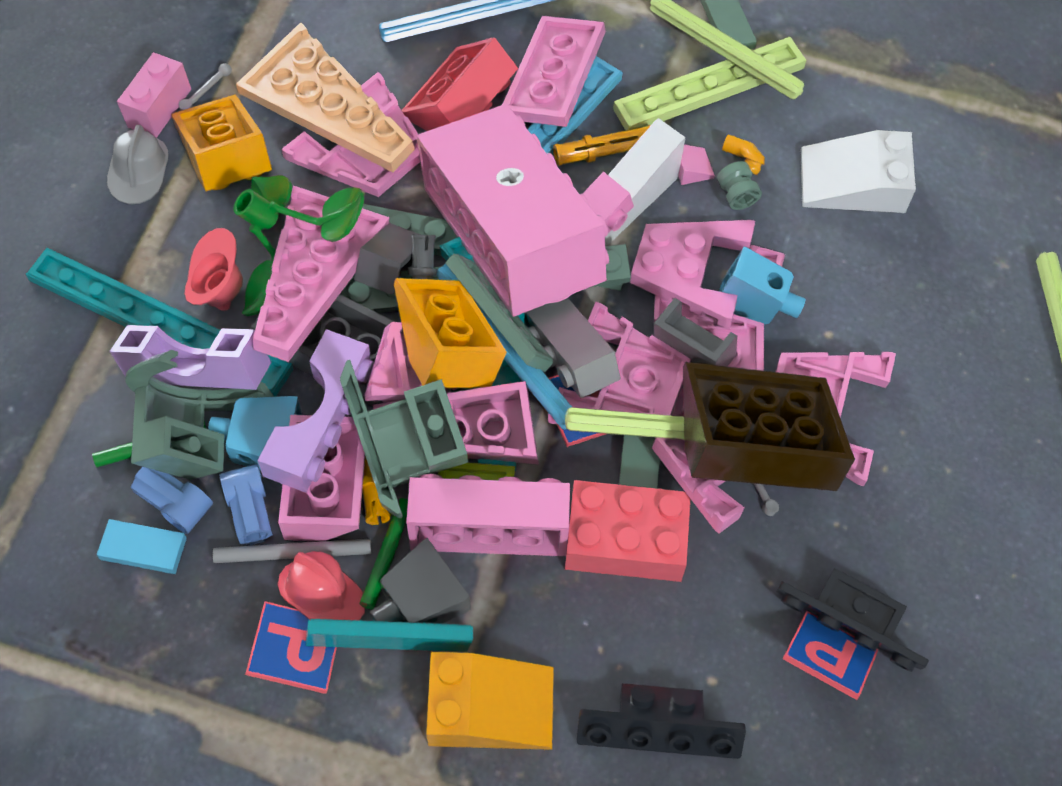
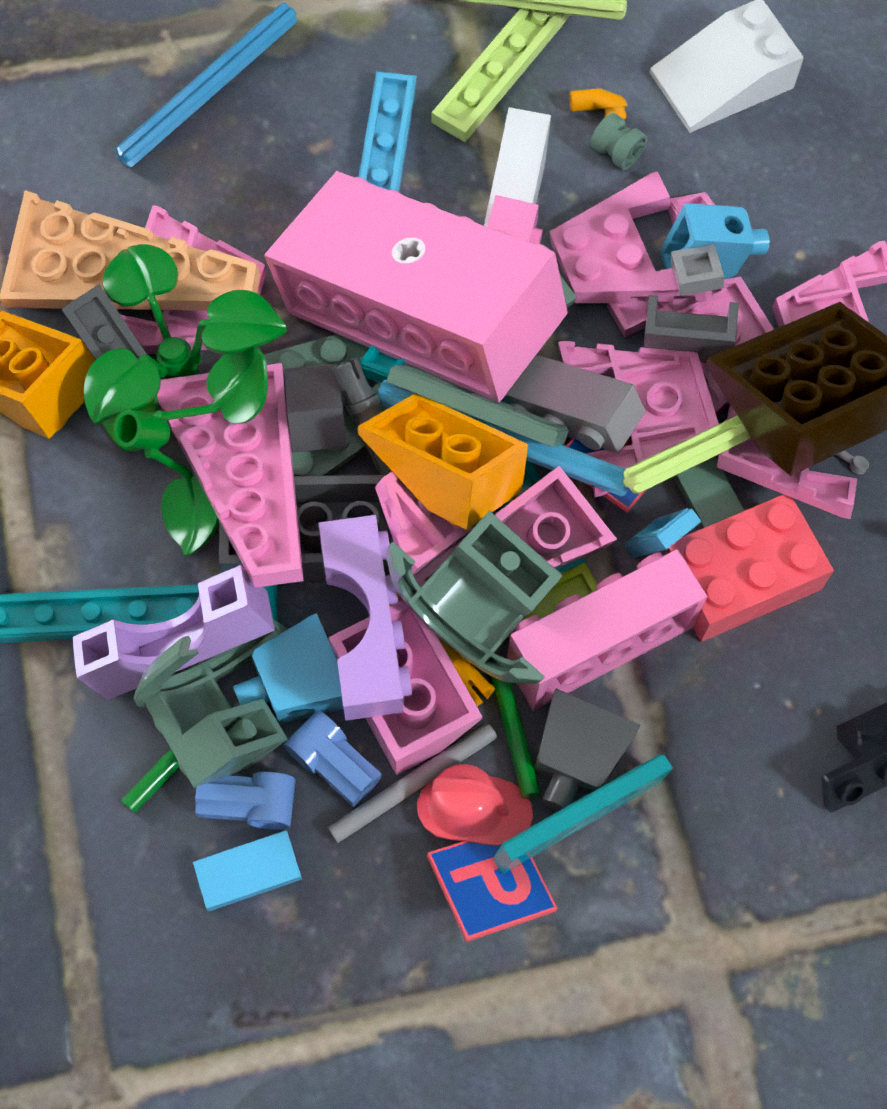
camera: 30 degrees left, 5 degrees up
(213, 271) = (122, 522): coral piece -> none
(282, 139) = (101, 324): none -> dark grey panel
(364, 168) = (122, 381): none -> green plant
(462, 85) = (255, 178): coral slope -> none
(489, 702) = (720, 823): light orange slope -> none
(554, 70) = (346, 108): bright pink plate -> none
(578, 471) = (662, 533): none -> medium azure tile
(589, 148) = (482, 139): light orange pin -> none
(694, 165) = (560, 145): bright pink slope -> none
(725, 298) = (697, 269): none -> light grey plate

